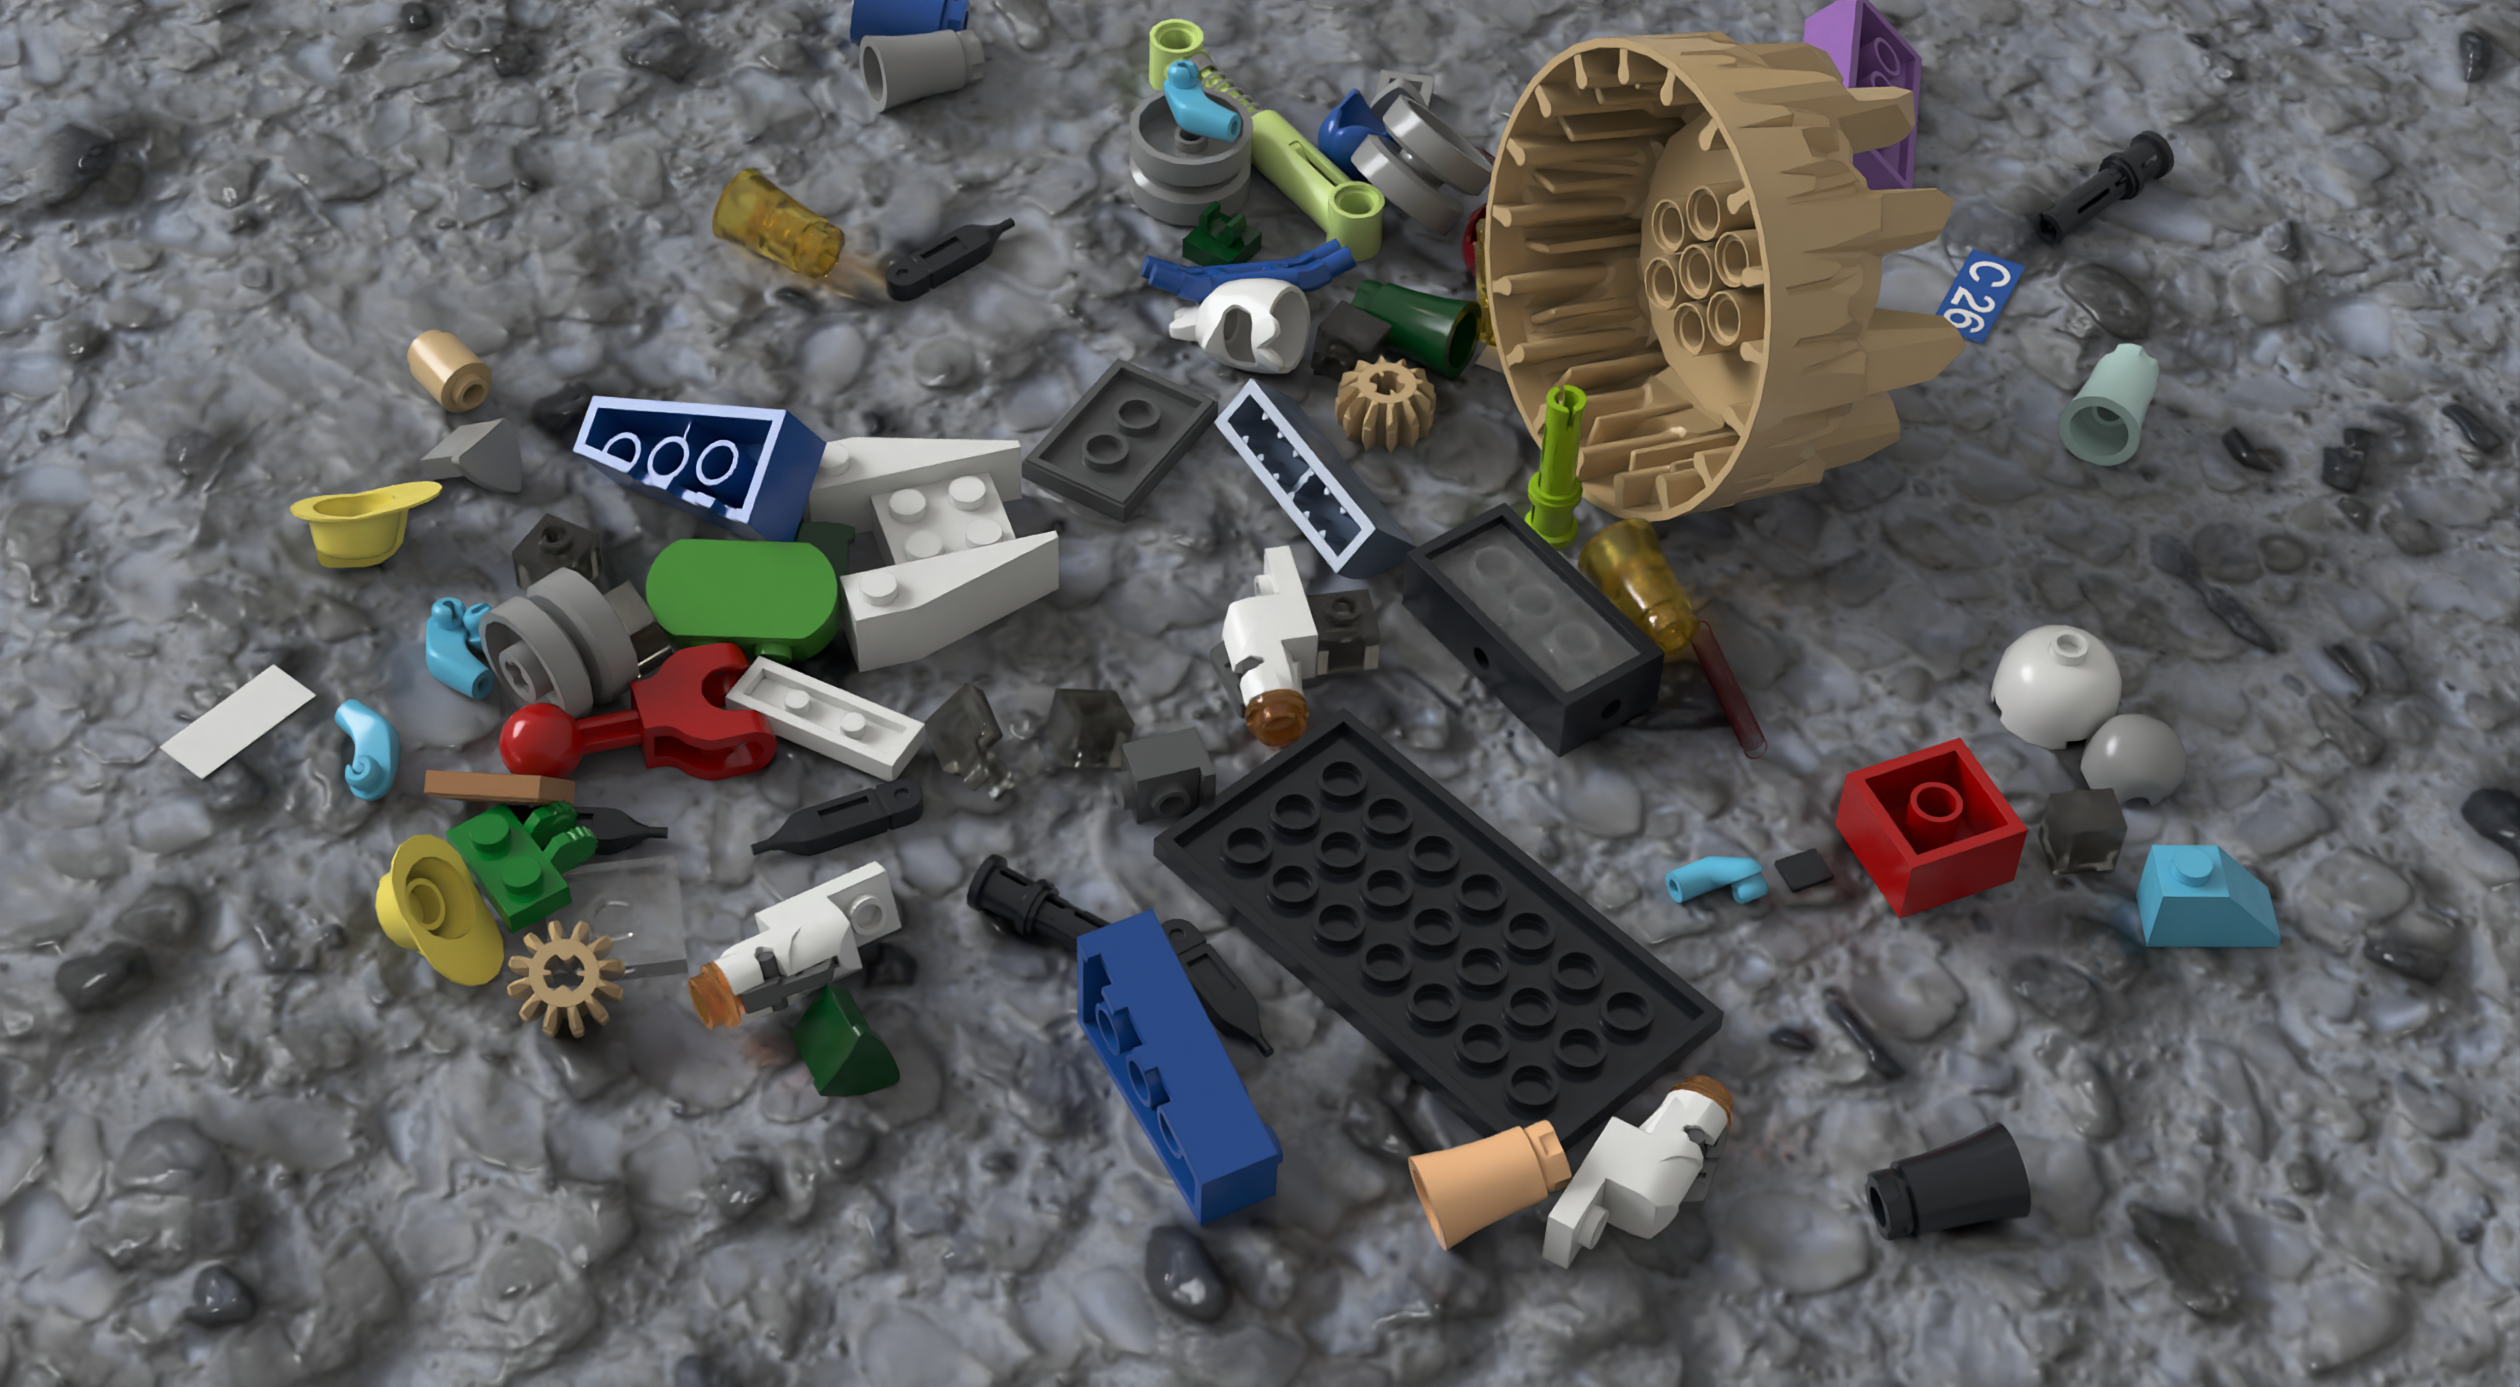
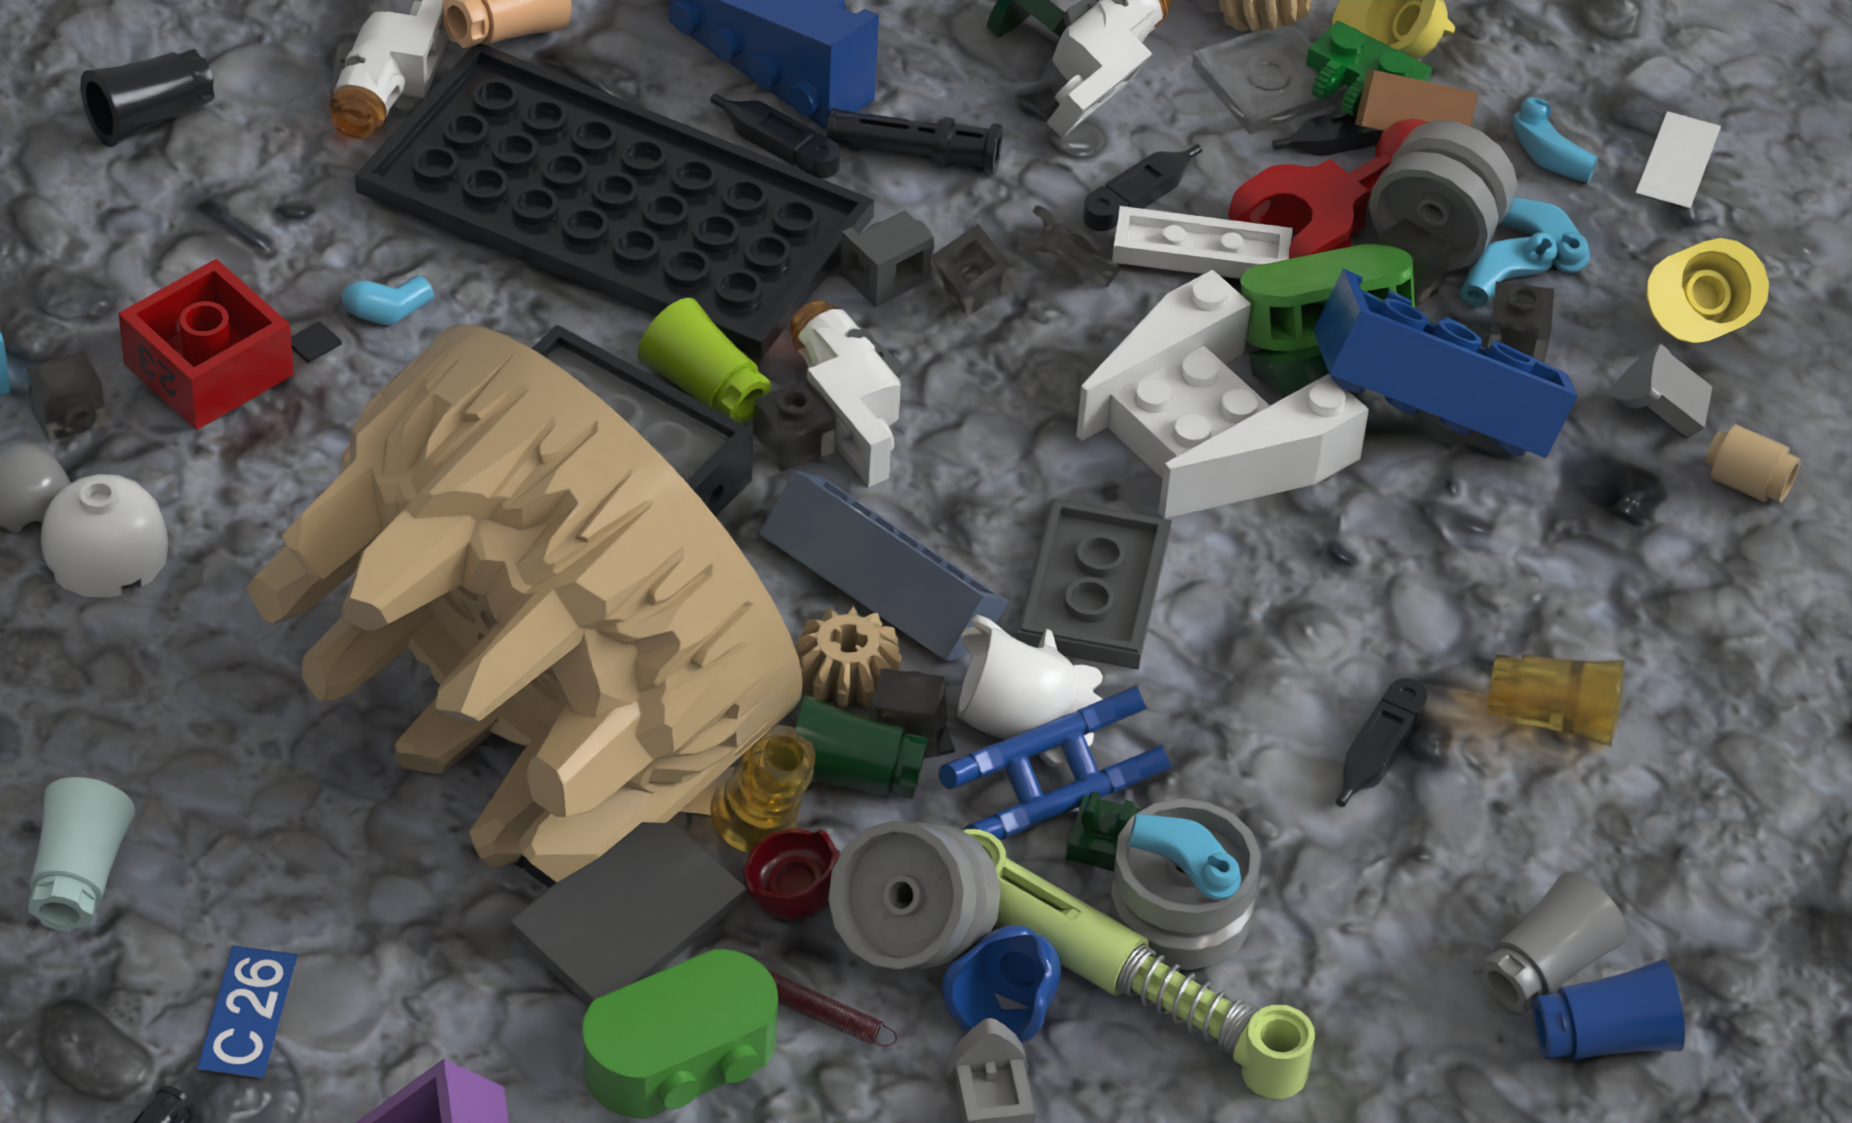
camera: 160 degrees right, 0 degrees up
(1415, 703) = (702, 360): none -> lime plant

